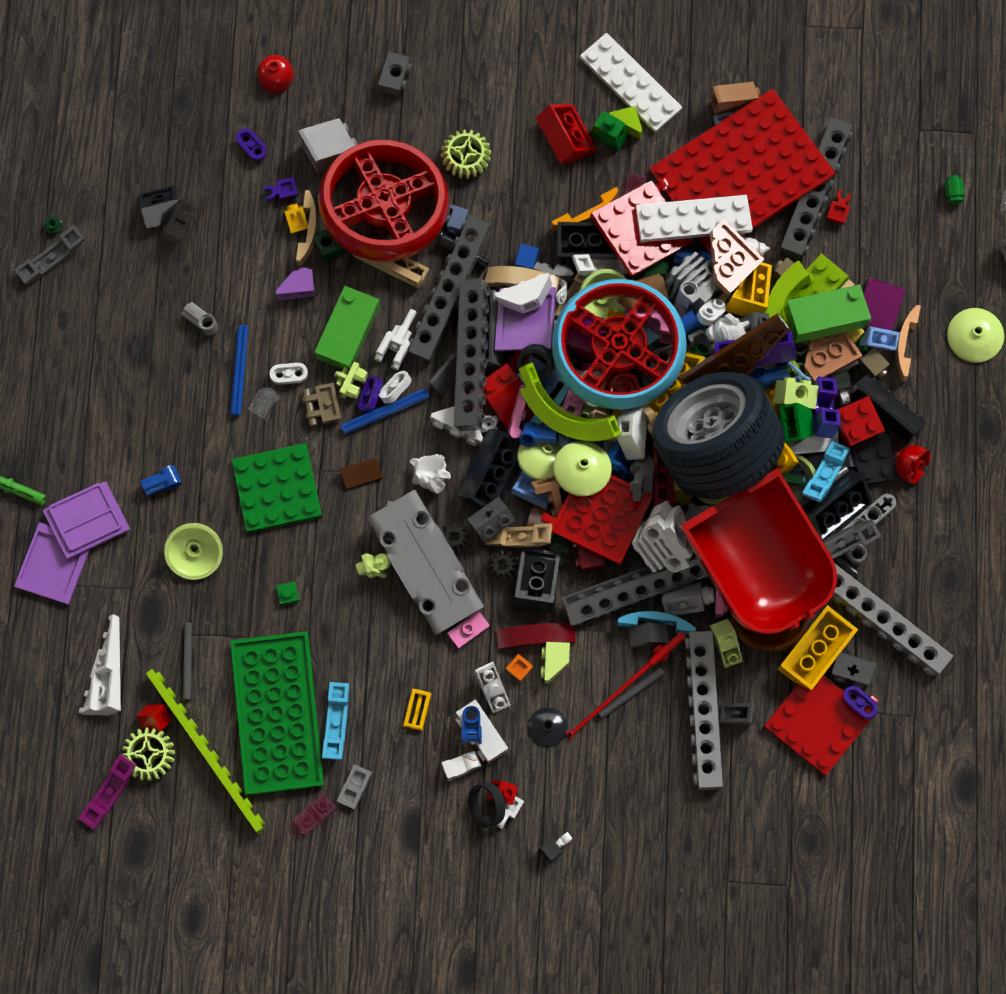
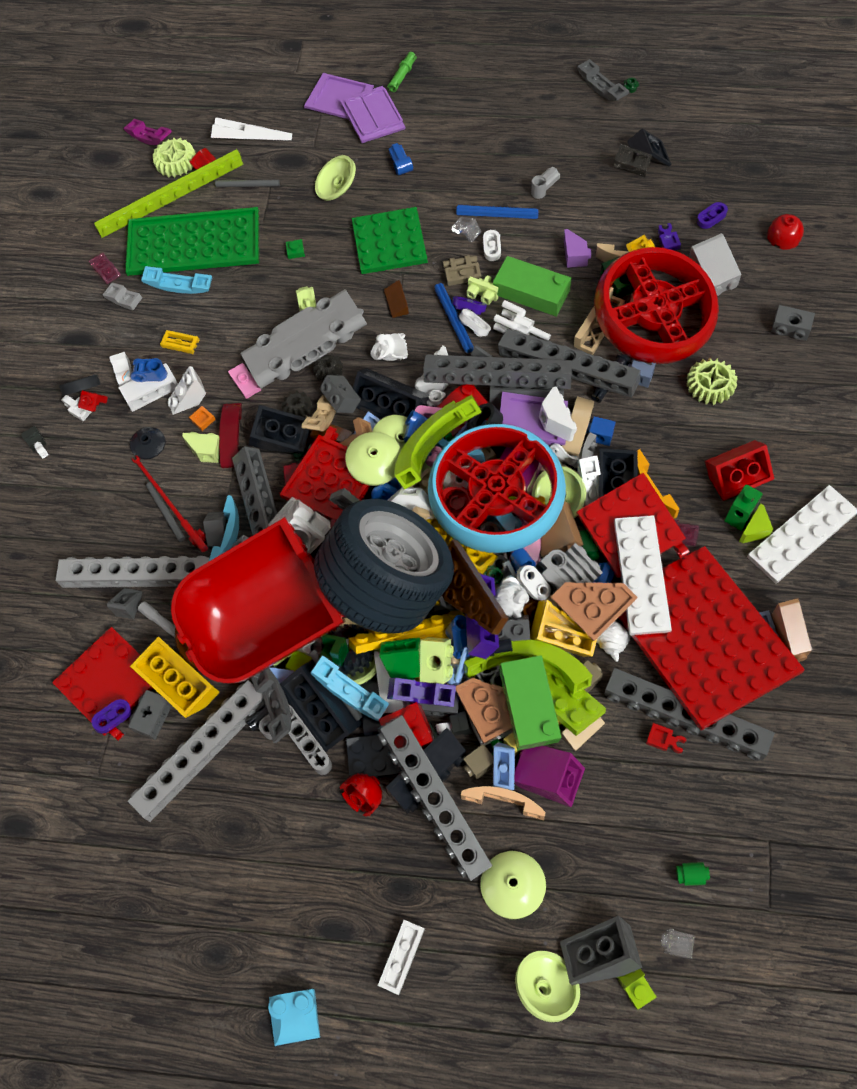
camera: 100 degrees right, 10 degrees down
(748, 686) = (152, 614): none -> light grey piece
(917, 393) = (478, 861): none -> brick

